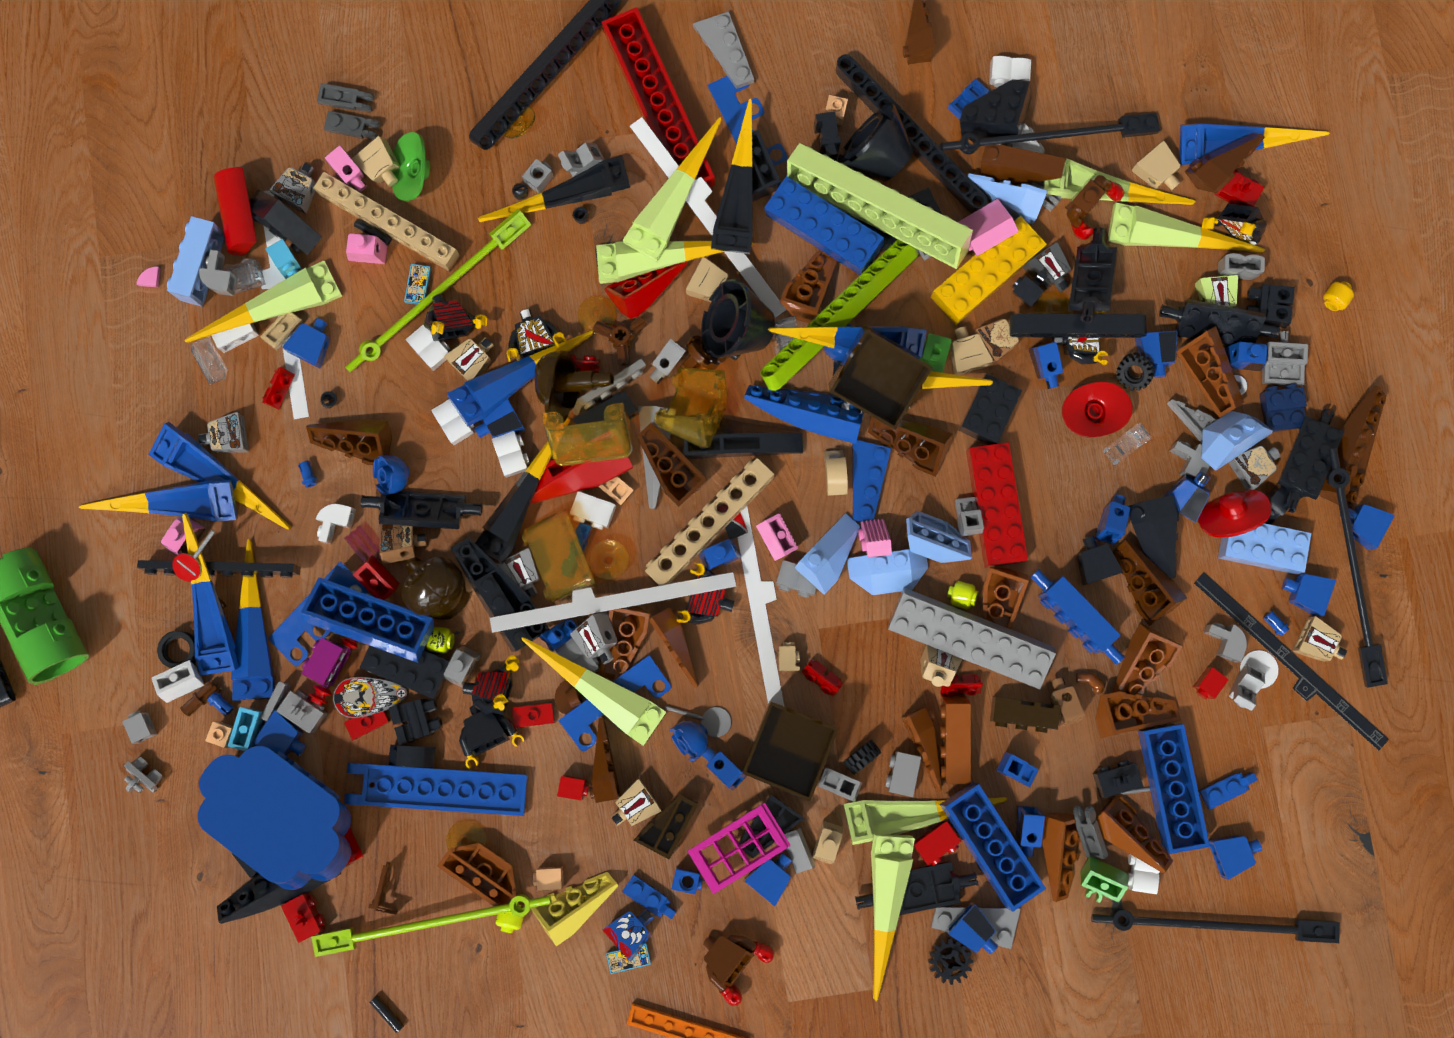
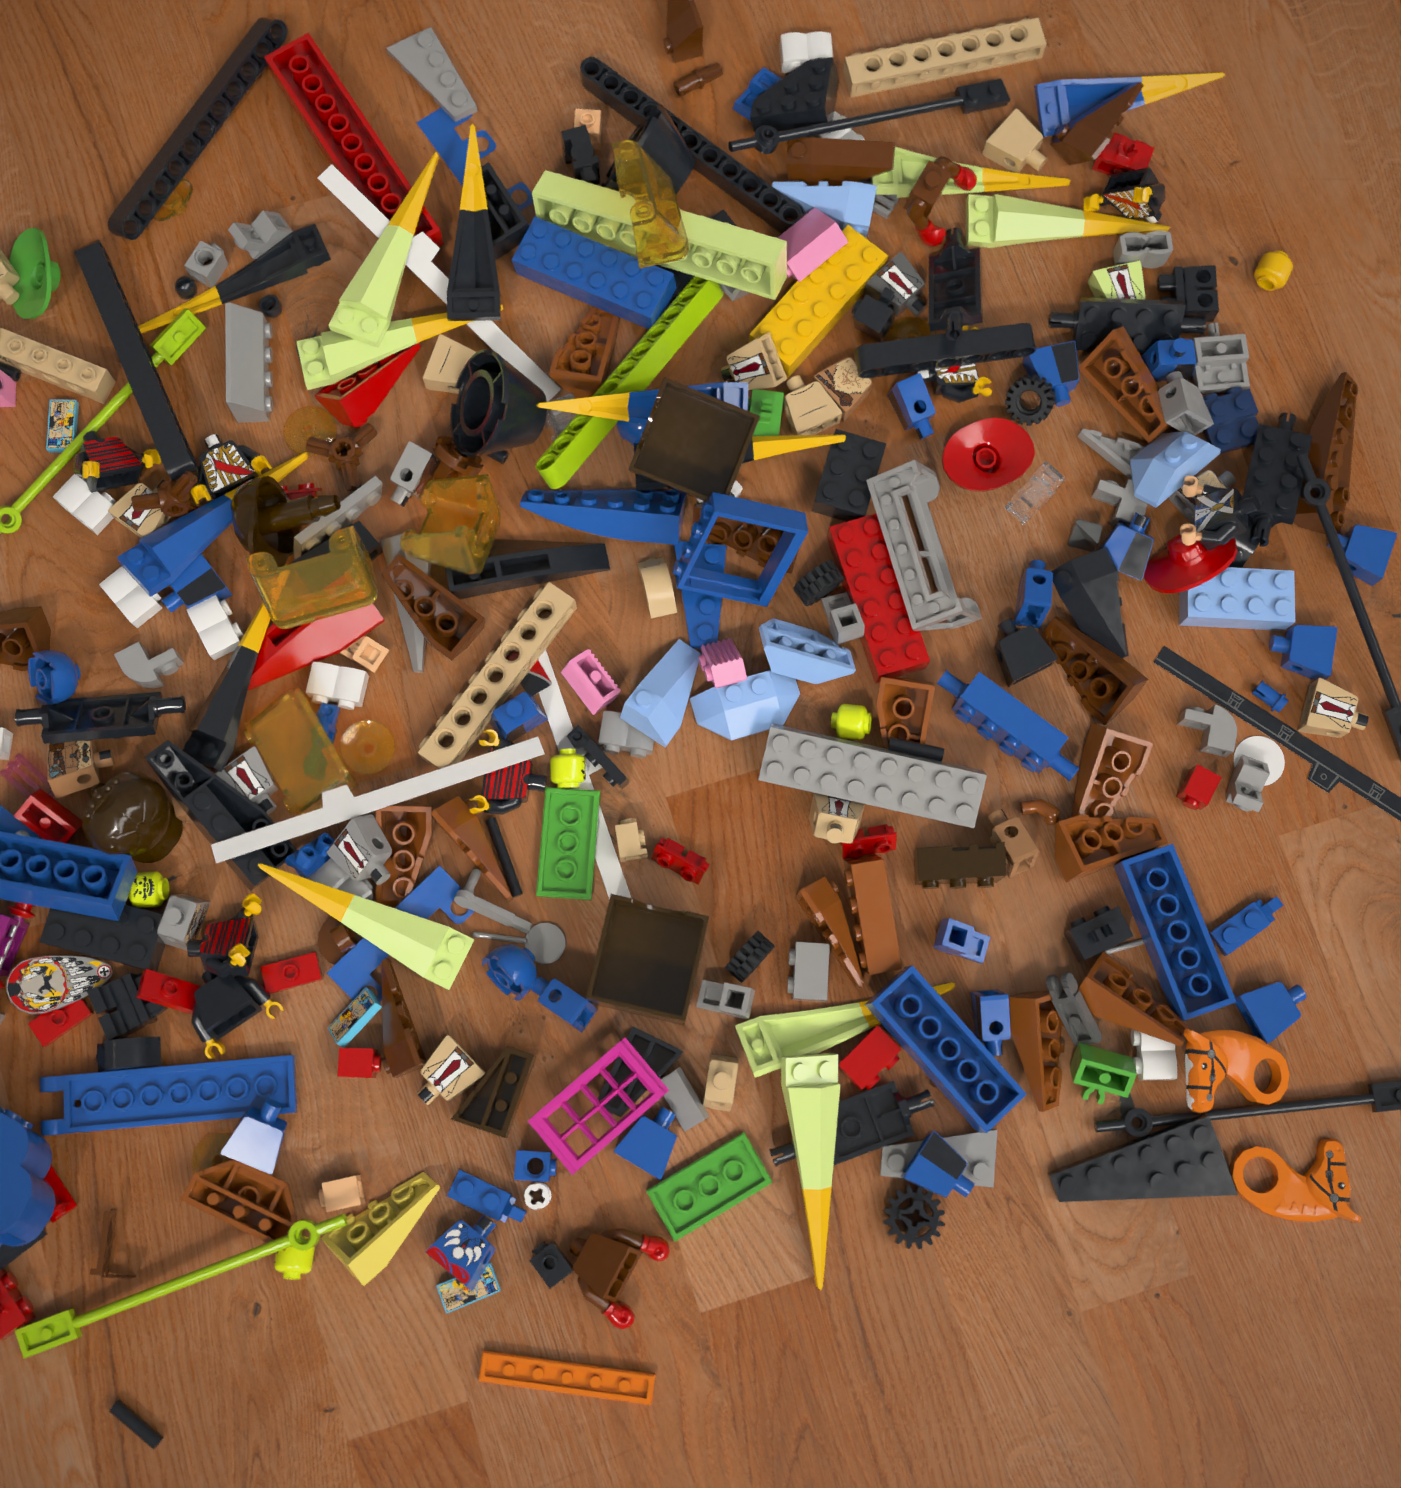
camera: 15 degrees left, 5 degrees down
(445, 716) = (167, 991): none -> red plate
(454, 477) = (146, 671): none -> light grey brick
(478, 245) = (136, 360): none -> black beam
(491, 355) = (172, 497): none -> reddish brown bush
(495, 830) = (258, 1137): none -> torso
(558, 259) = (248, 364): none -> light grey slope
(574, 755) = (354, 1017): none -> tile
(665, 682) = (467, 899): none -> light grey piece
(685, 896) = (529, 1197): none -> white bush
(688, 951) = (550, 1263): none -> black brick
(695, 655) = (504, 857): none -> black bar
(743, 652) = (568, 843): none -> bright green tile
(750, 598) = (567, 768): none -> neon yellow head
(773, 592) = (596, 756): none -> black hinge
(808, 915) = (709, 1186): none -> bright green tile
(877, 207) = (656, 214): none -> clear yellow windscreen
(909, 487) = (735, 587): none -> blue window
(924, 81) = (697, 79): none -> reddish brown axle
(933, 315) = (755, 364): none -> tan torso
(955, 488) = (818, 583): none -> black tyre
(1007, 623) = (916, 749): none -> black piece
(1029, 521) = (922, 606): none -> light grey windscreen
(1107, 96) = (934, 66): none -> tan brick
(1138, 952) = (1164, 1164): none -> black wing
(1159, 480) = (1085, 535): none -> dark grey slope
(1200, 884) = (1233, 1055): none -> orange animal
(1240, 993) = (1313, 1197): none -> orange animal
(1251, 393) = (1184, 405): none -> light grey torso
(1262, 484) = (1218, 514): none -> torso

